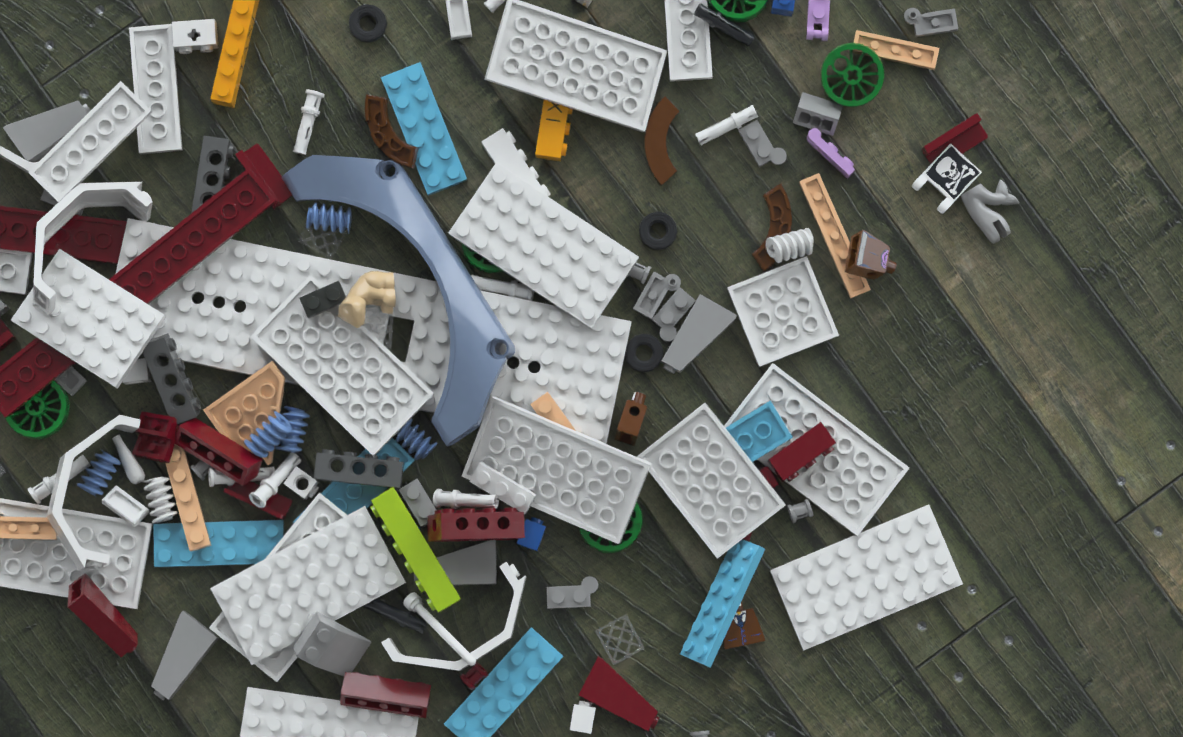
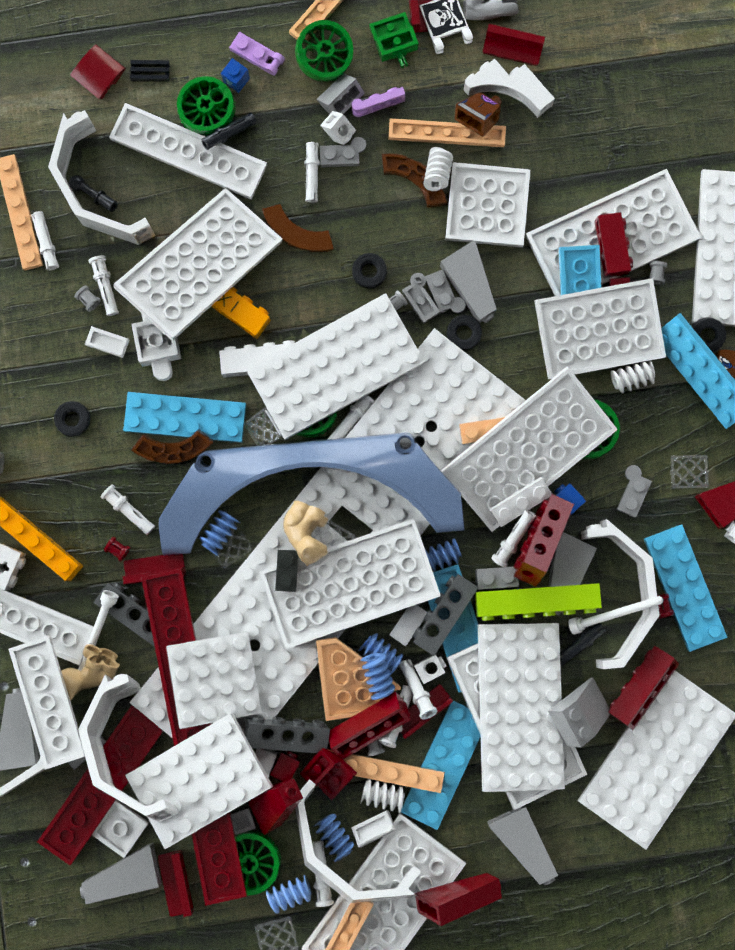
camera: 60 degrees left, 0 degrees up
(25, 459) = (289, 895): none -> light blue piece
(100, 401) = (275, 805): none -> dark red slope
(130, 464) = (338, 806): white piece -> none
(142, 395) = (286, 766): none -> dark red brick
(147, 170) = (98, 663): none -> tan animal
(188, 284) = (213, 679): none -> white plate
(212, 148) = (107, 599): none -> white piece
(265, 131) = (117, 549): none -> dark red bush
(332, 440) = (408, 624): none -> white tile
(441, 202) = (255, 436): none -> clear window
(471, 67) = (155, 348): none -> white brick
(630, 425) = (516, 369): reddish brown torso -> none
(683, 538) = (633, 376): none -> white piece
(775, 590) = (717, 326): none -> black tyre
(784, 121) = (333, 123): none -> white brick
(903, 135) = (394, 38): none -> green plate
(920, 281) = (520, 85): none -> white arch
(957, 256) = (513, 45): none -> dark red panel

